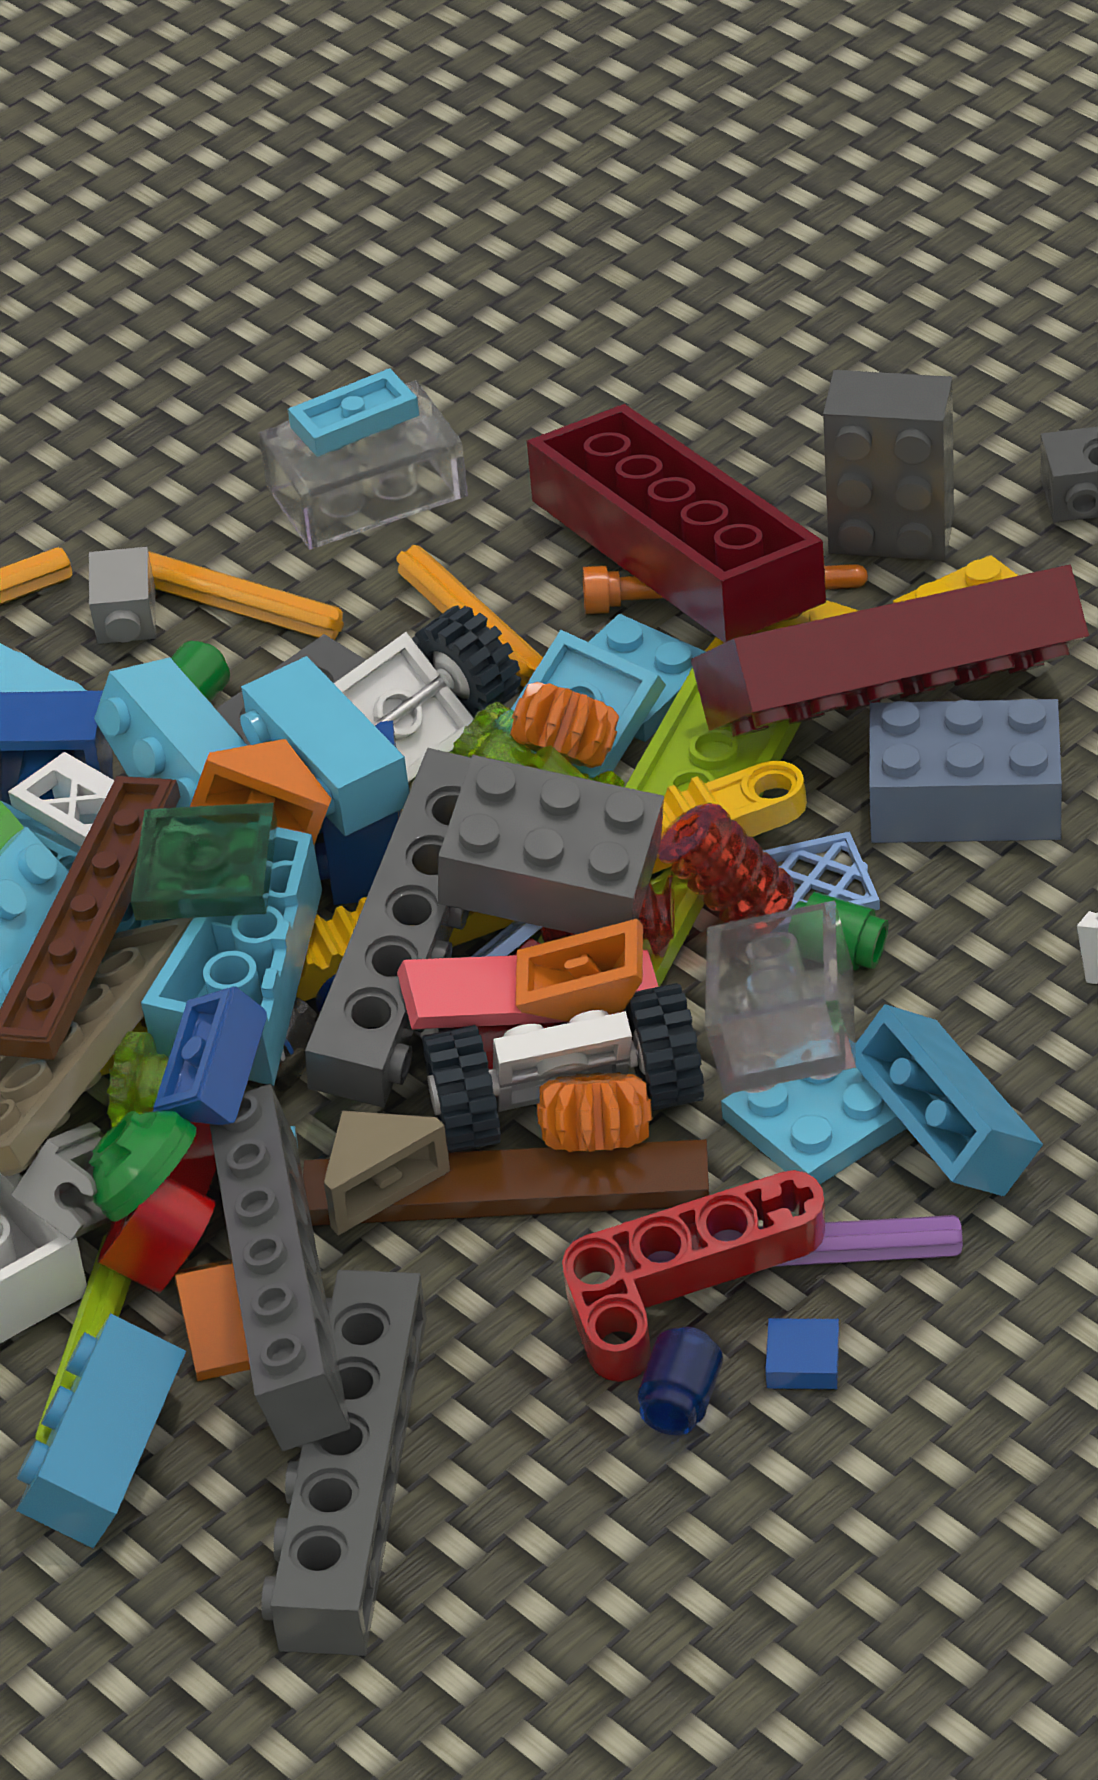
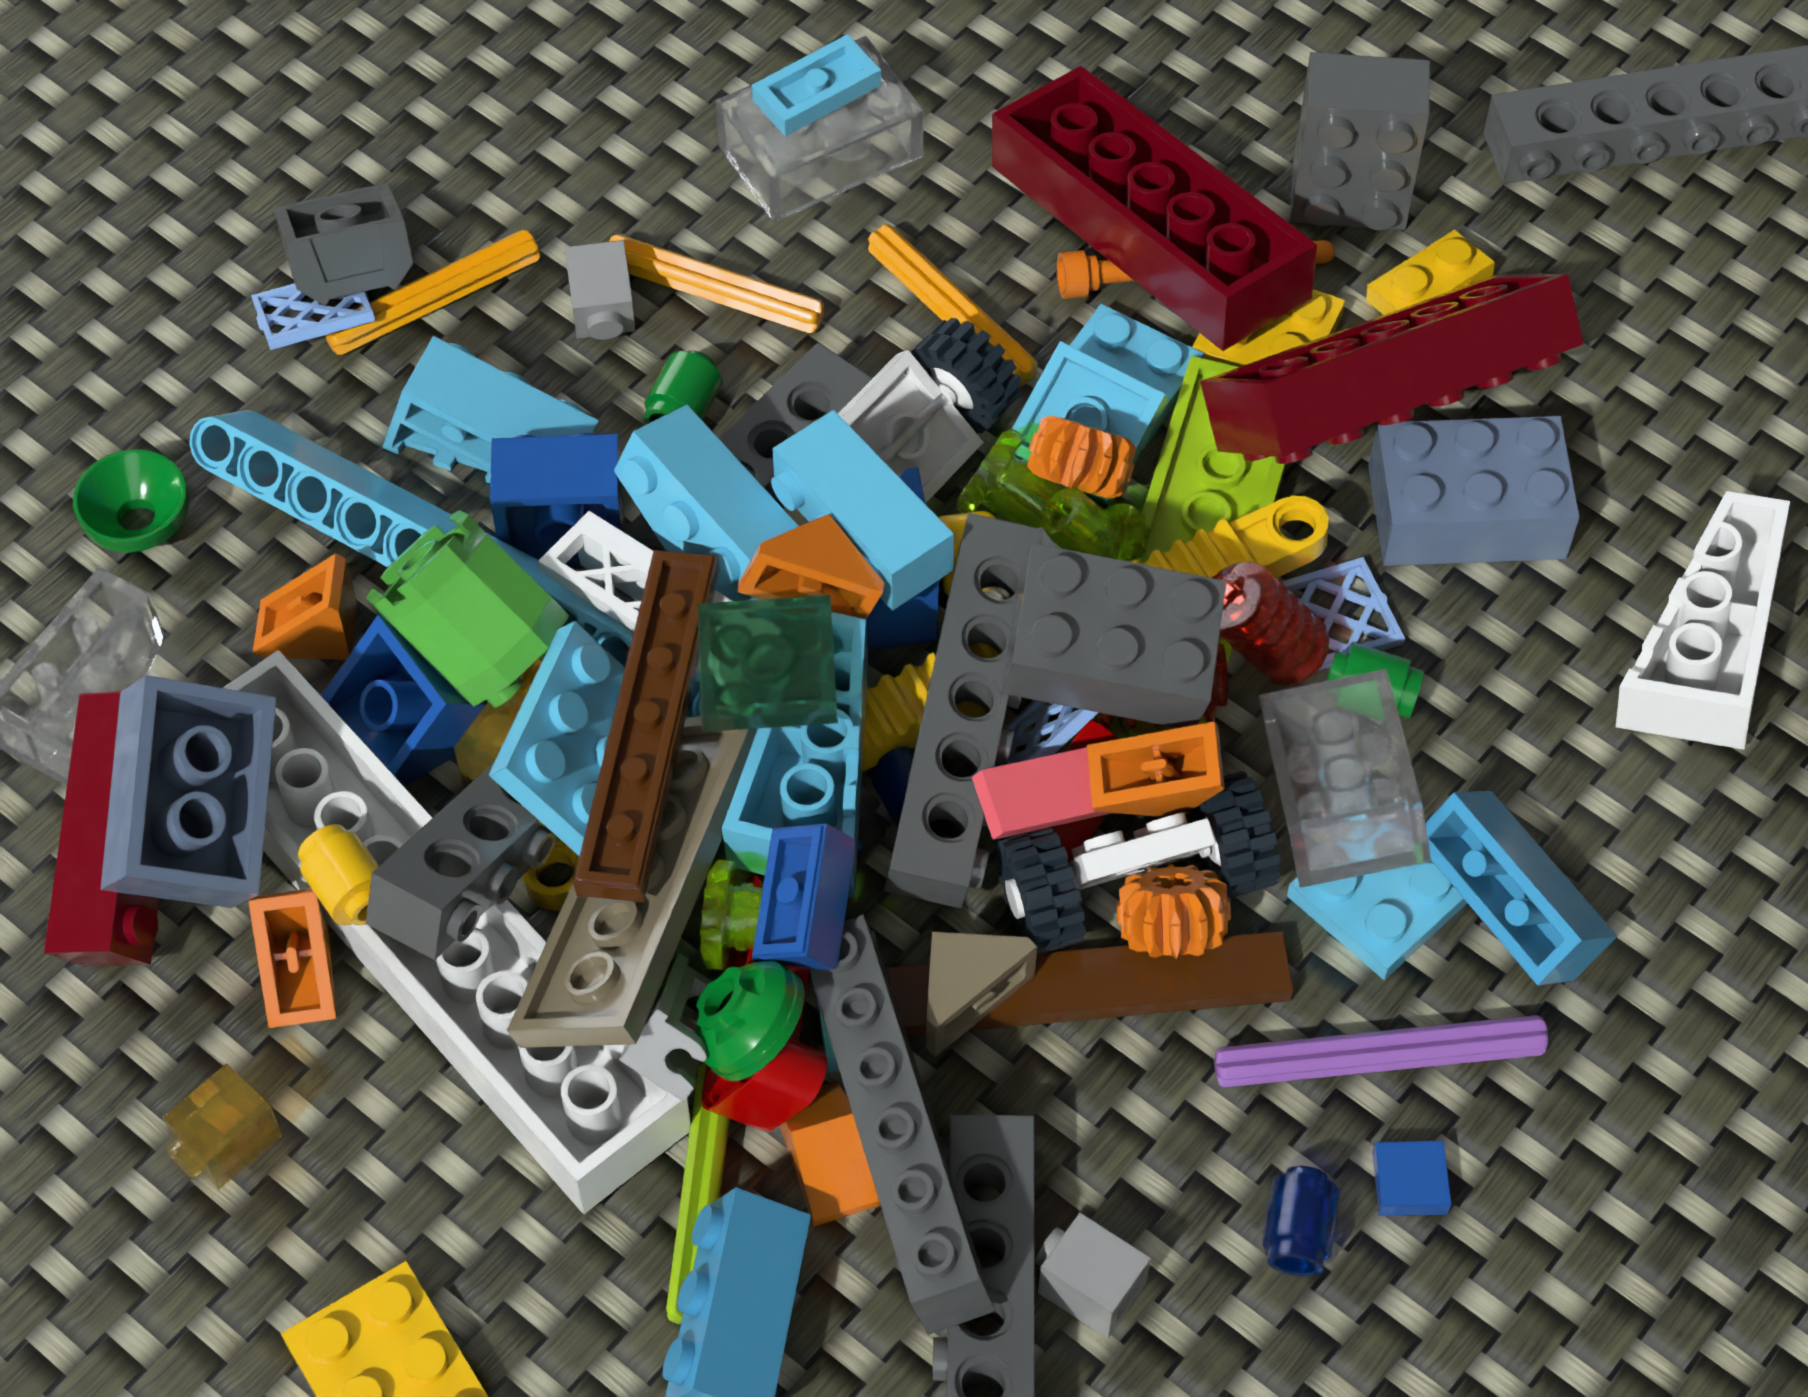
camera: 10 degrees left, 15 degrees up
(462, 1418) = (1091, 1274): none -> light grey brick
(699, 1261) = (1304, 1086): red beam -> none

